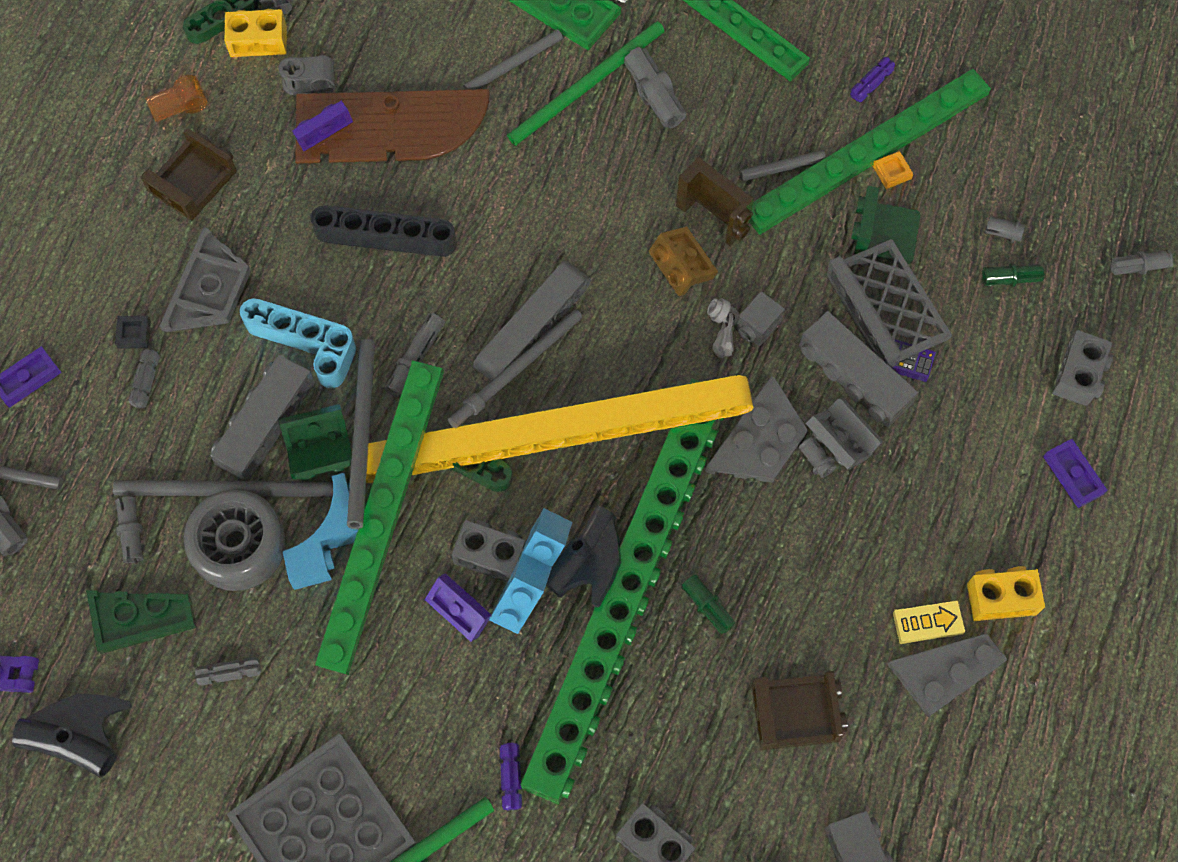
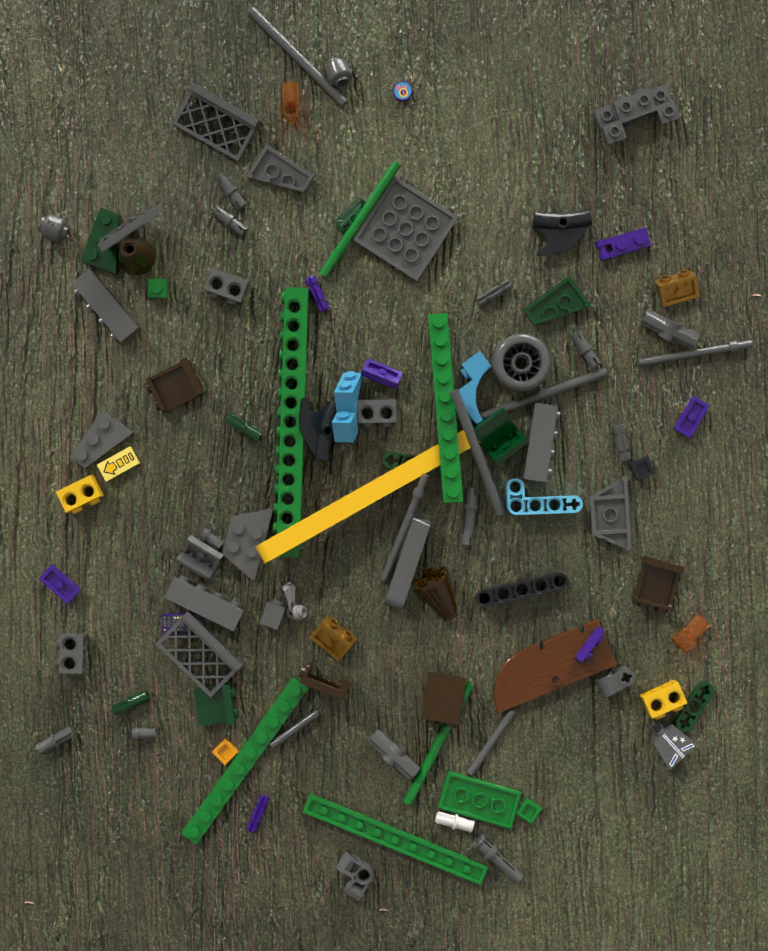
camera: 155 degrees right, 20 degrees up
(505, 268) = (437, 592): none -> dark brown cone
(553, 126) = (444, 699): none -> dark brown panel

